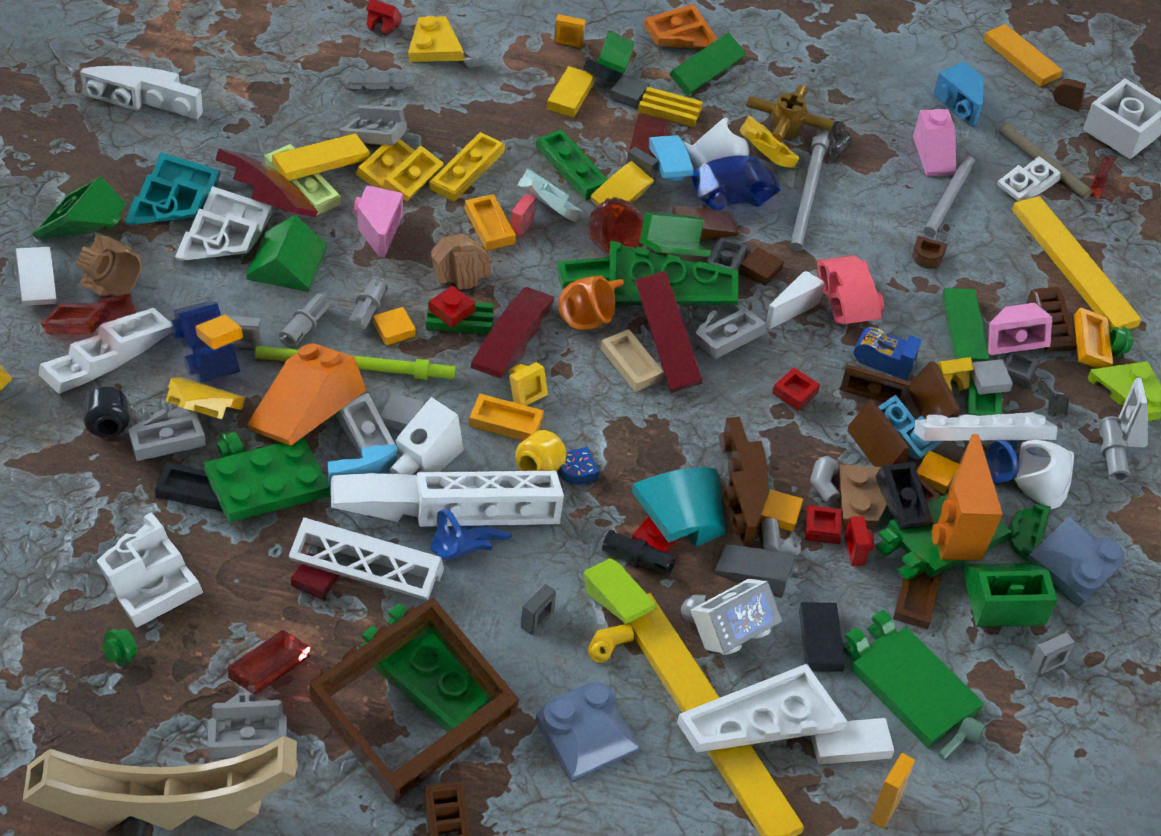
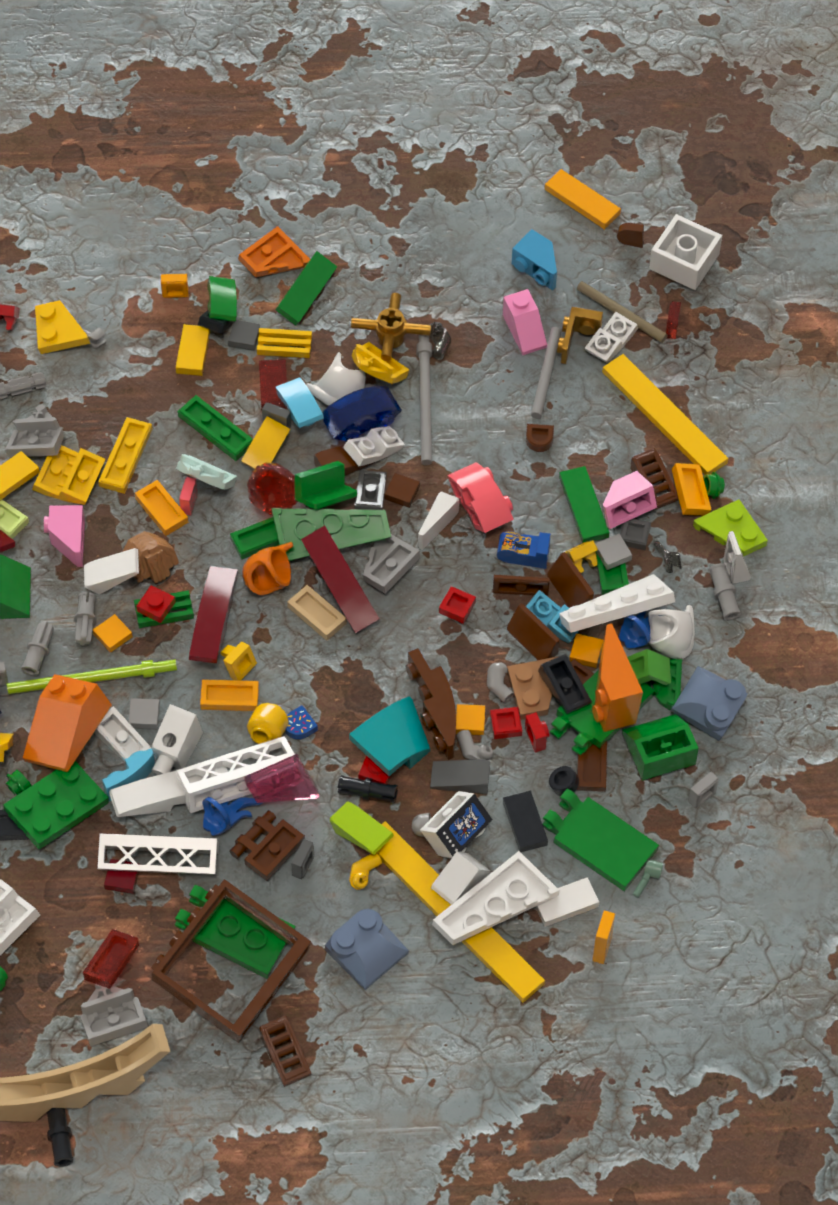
camera: 10 degrees left, 10 degrees up
(412, 262) = (111, 570): none -> white slope
(503, 592) = (273, 850): none -> reddish brown plate
(538, 517) = (282, 782): none -> clear pink wing
(723, 674) = (459, 877): none -> white slope
(742, 218) = (375, 446): none -> white slope
(879, 599) = (563, 779): none -> black tile
(997, 156) = (580, 321): none -> pearl gold bracket
(1016, 501) = (650, 666): none -> bright green panel

